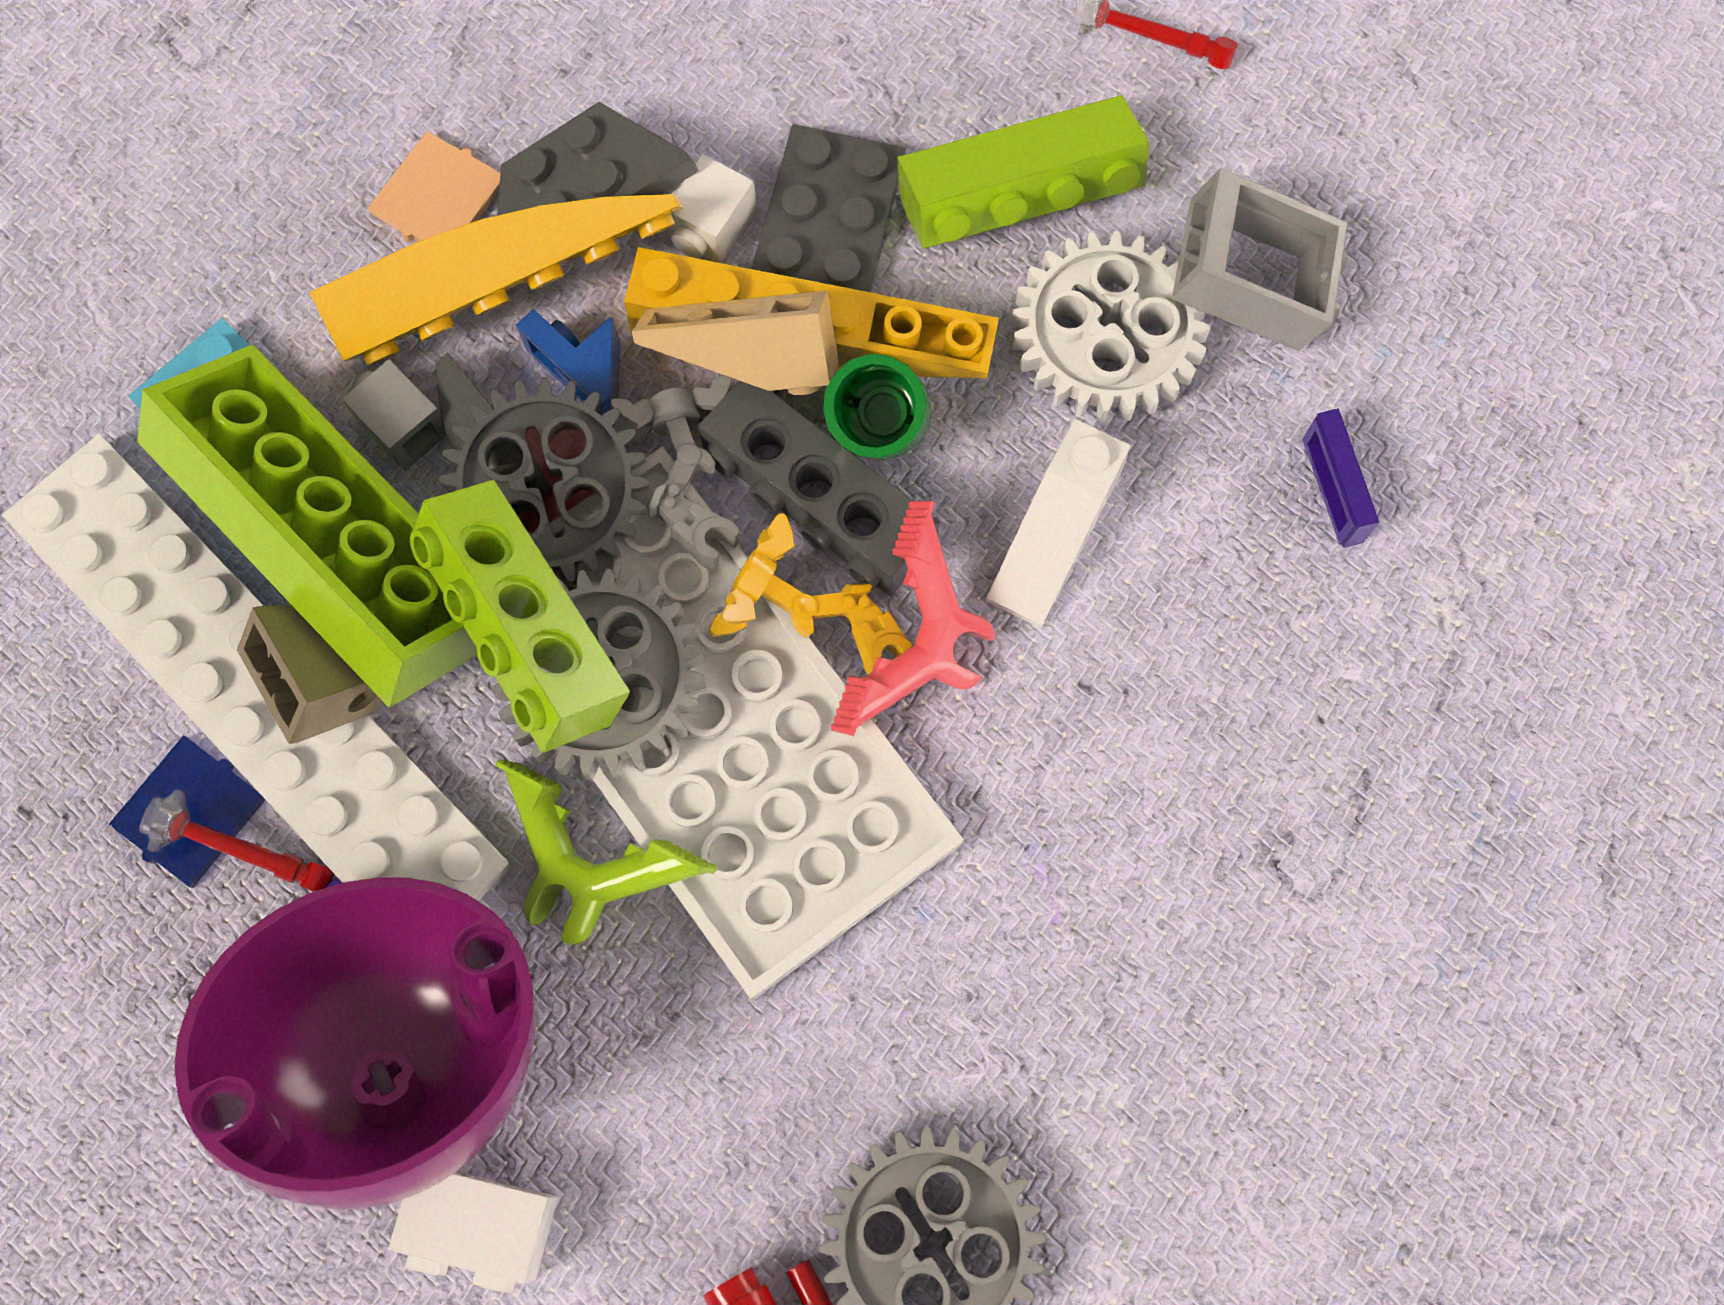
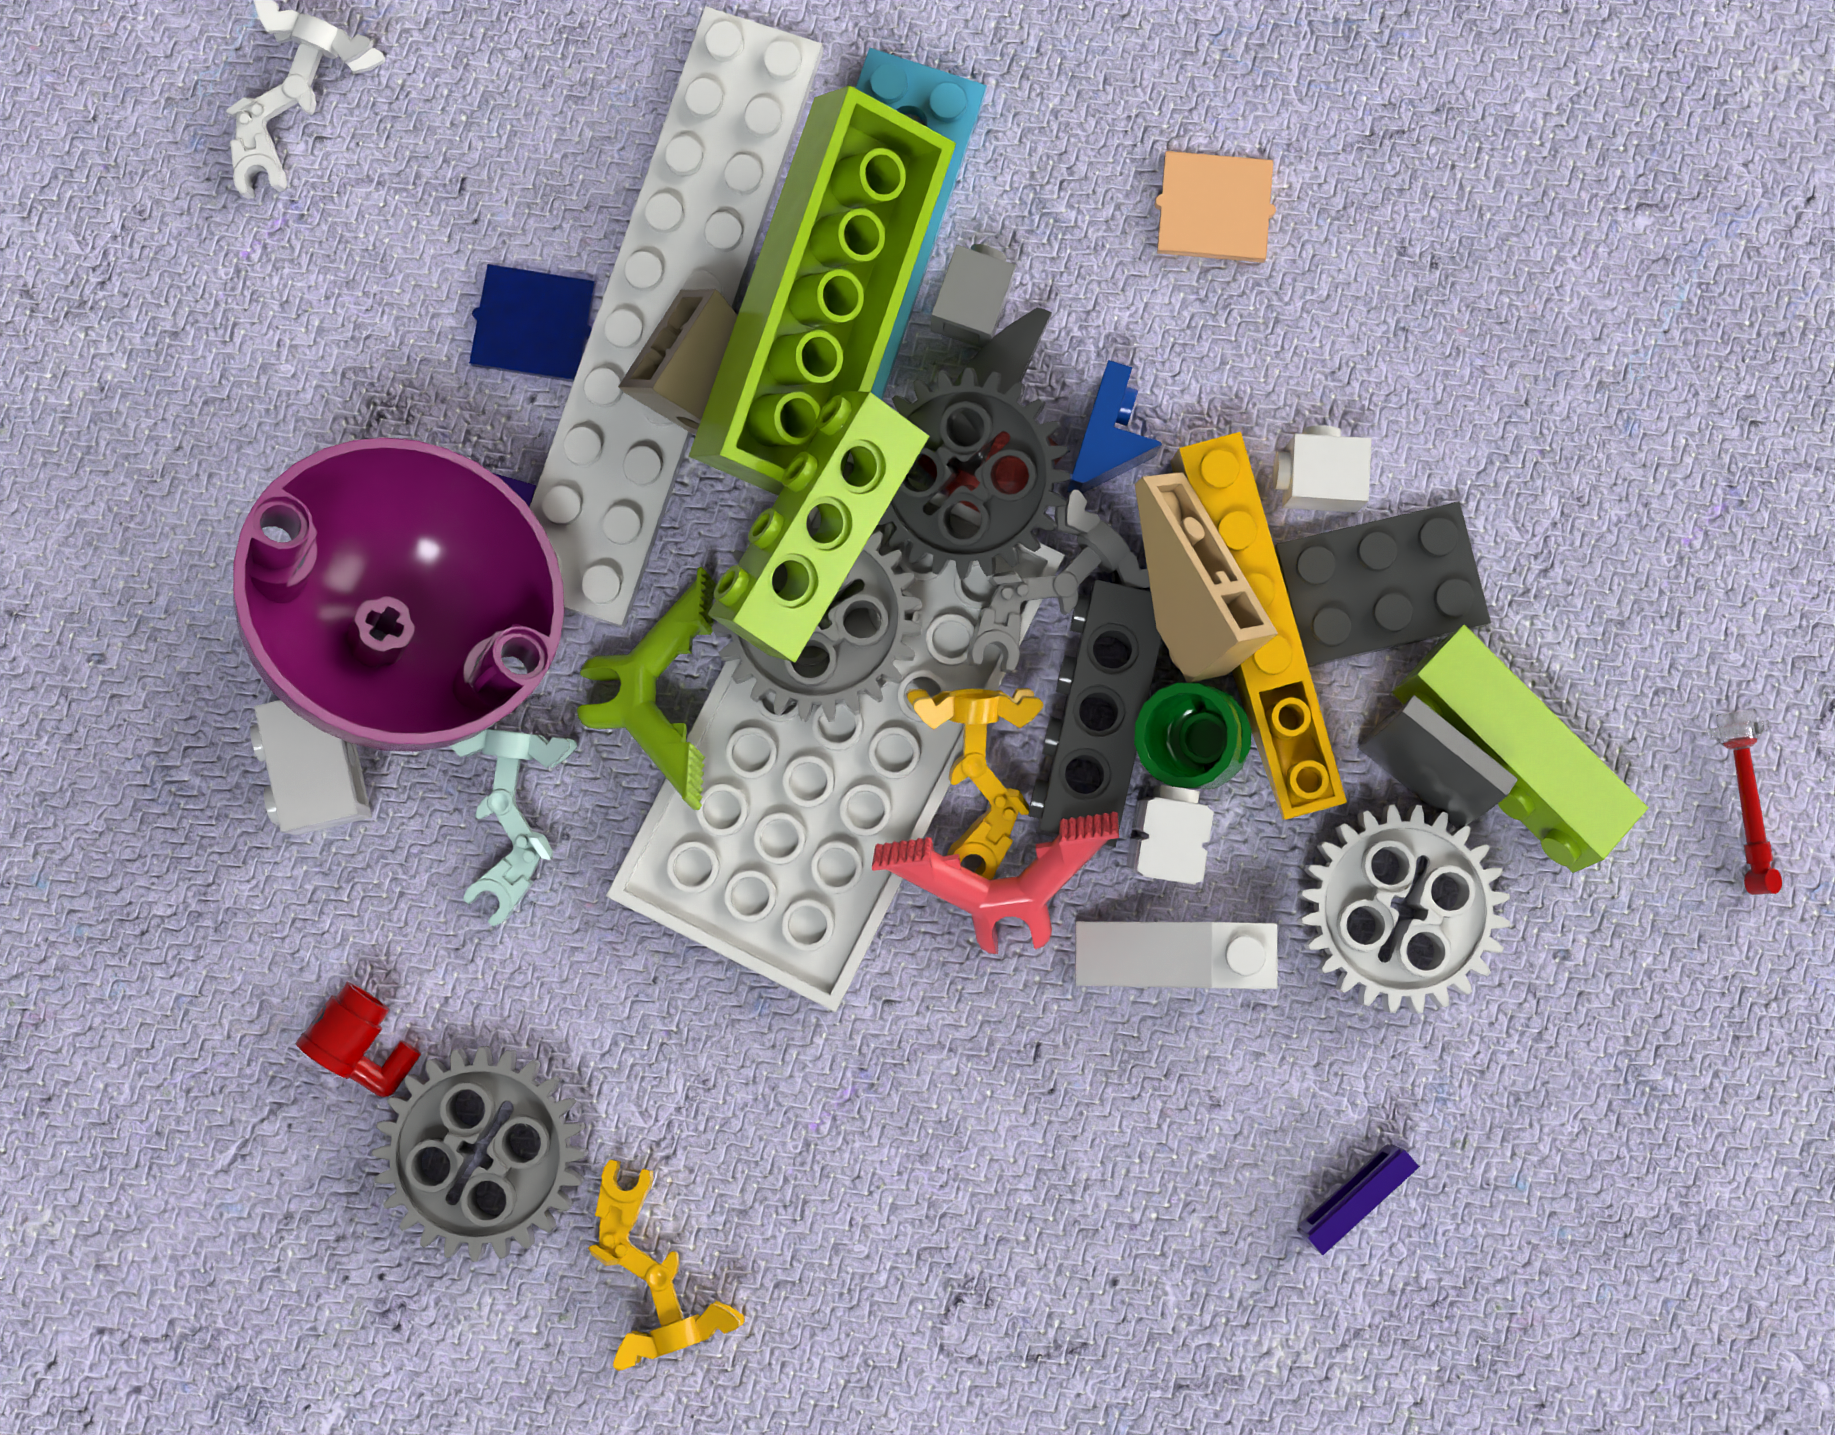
camera: 60 degrees right, 10 degrees up
(169, 821) = (511, 318): red piece -> none
(475, 267) = (1147, 296): yellow slope -> none
(590, 159) = (1282, 336): dark grey wing -> none
(683, 1081) = (512, 875): none -> light aqua piece
(954, 469) = (1170, 835): none -> white brick
(1002, 231) = (1437, 763): none -> dark grey slope
(1053, 1138) = (618, 1215): none -> yellow piece
(1275, 219) = (1525, 965): light grey window -> none

